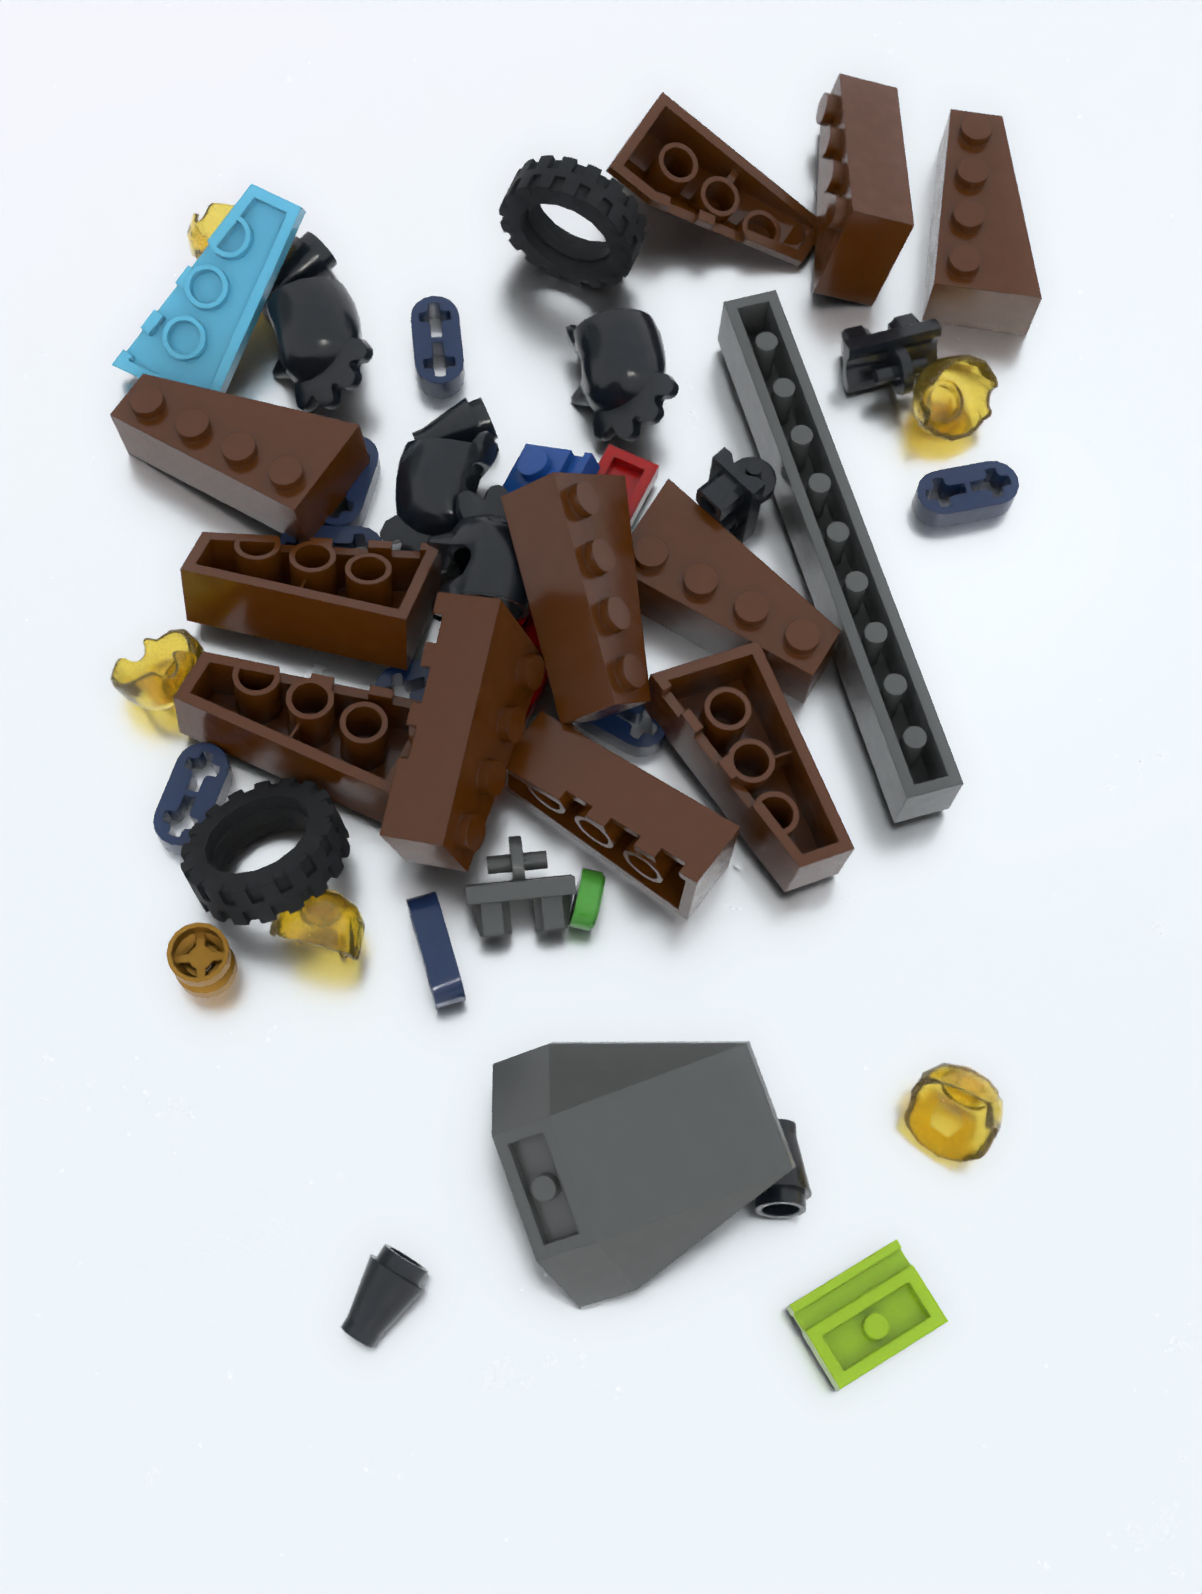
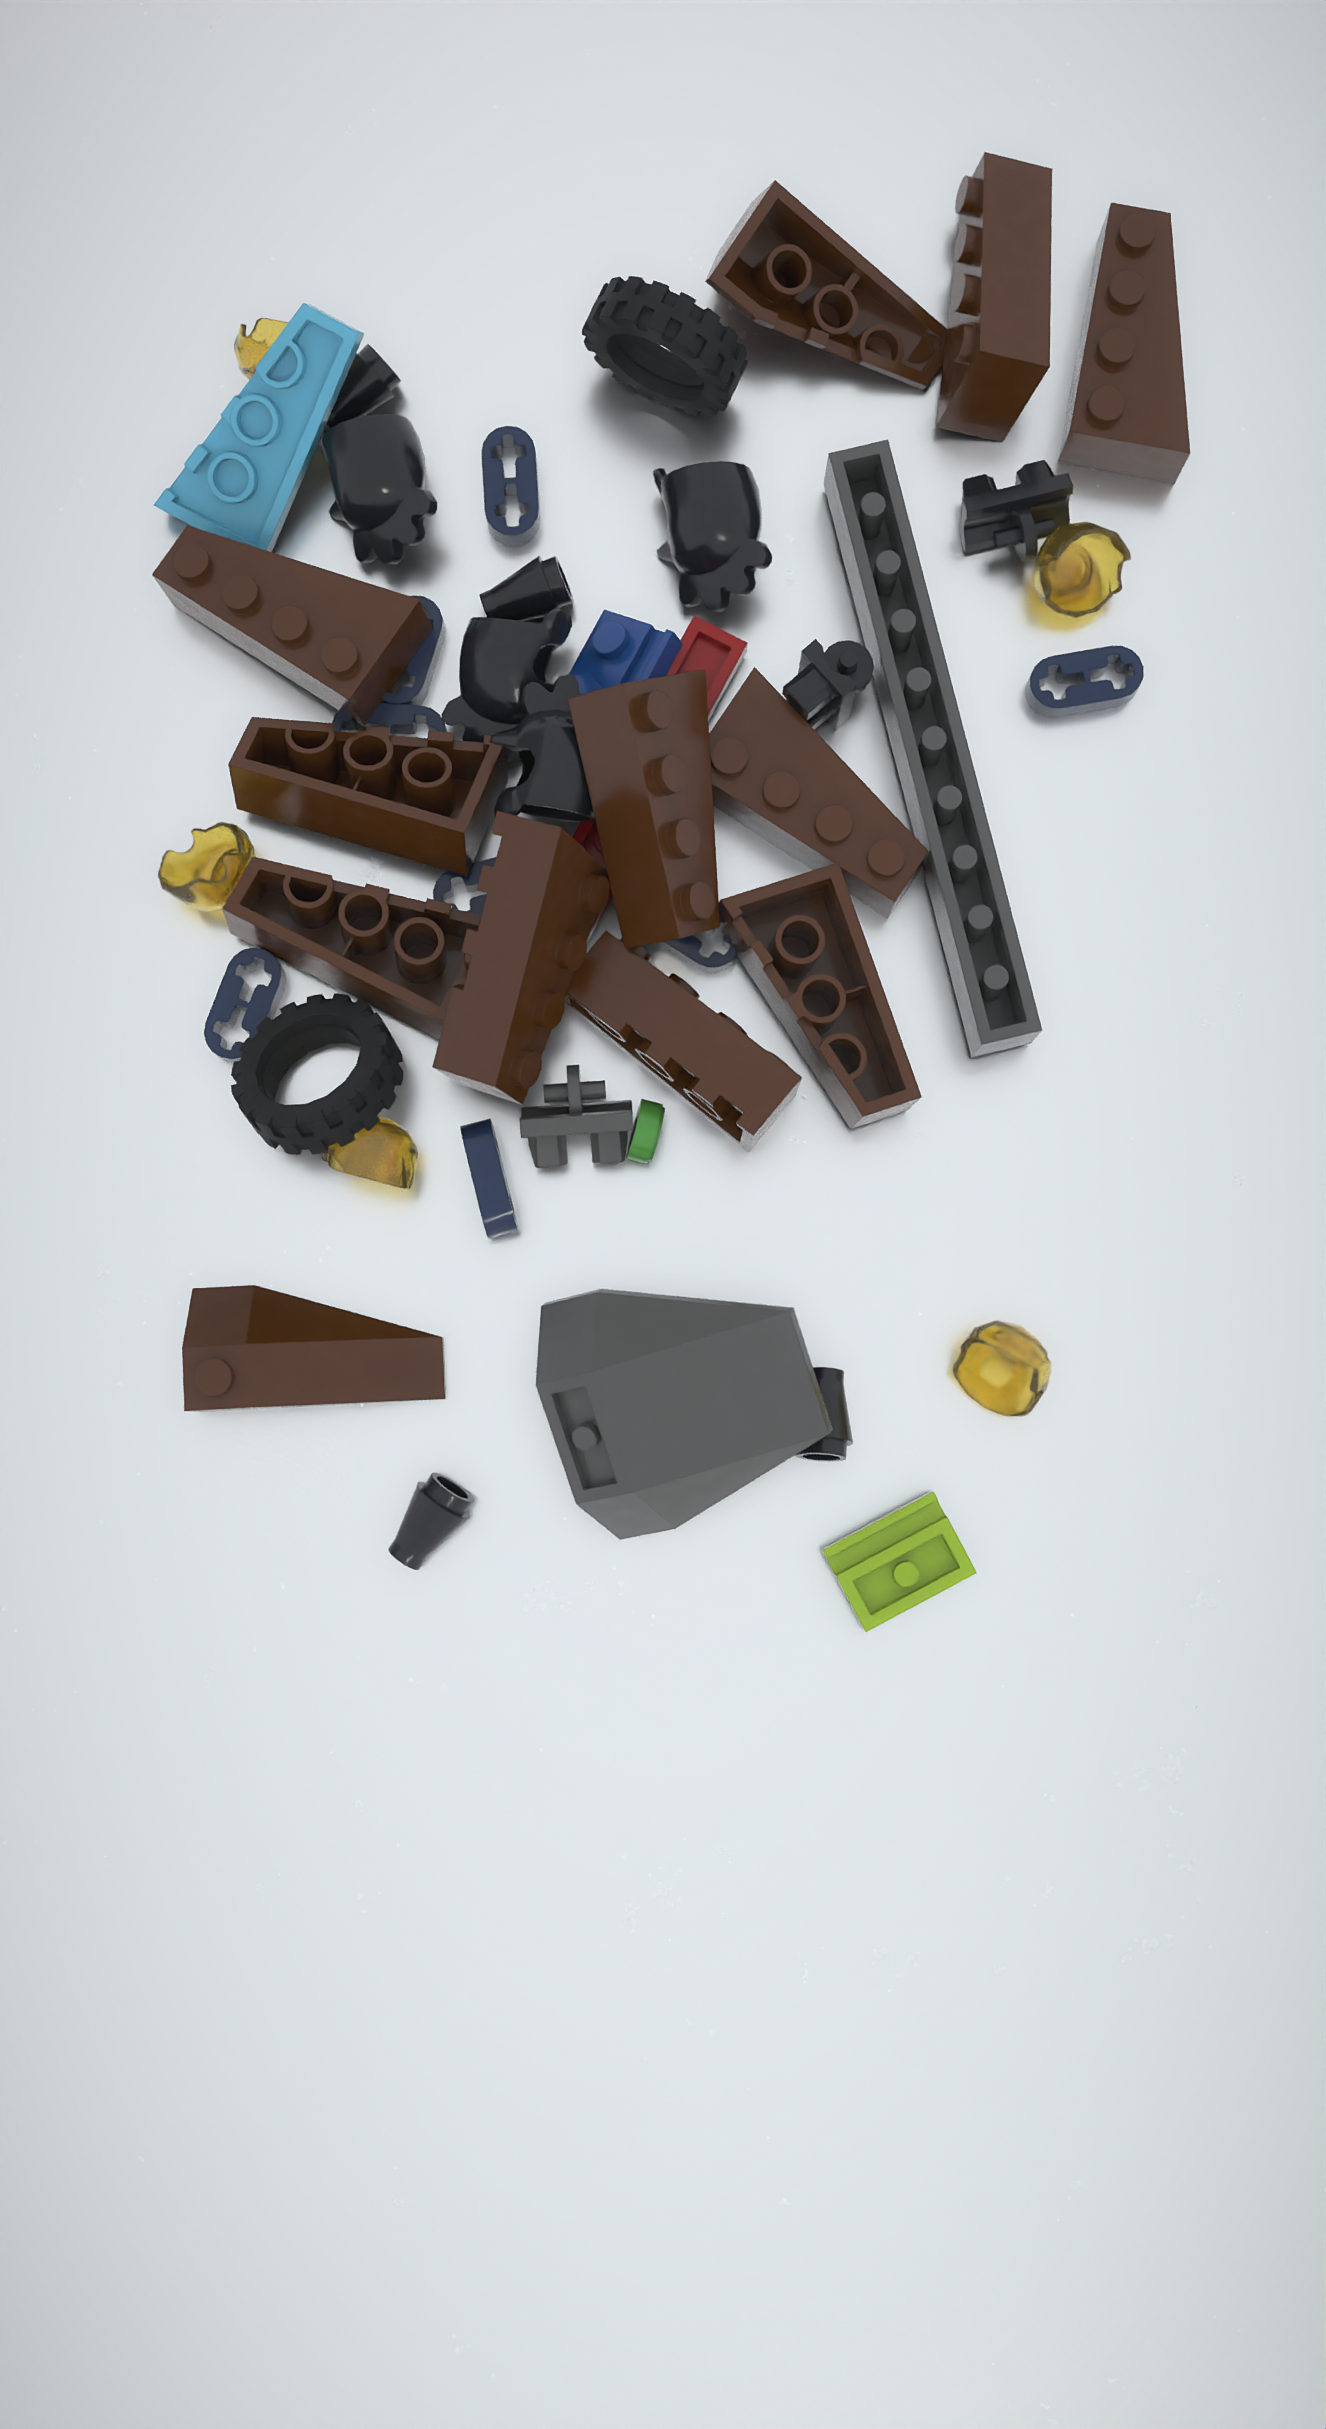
camera: 10 degrees right, 15 degrees up
(199, 947) = (243, 1177): pearl gold wheel -> none
(234, 1130) = (285, 1351): none -> reddish brown wedge

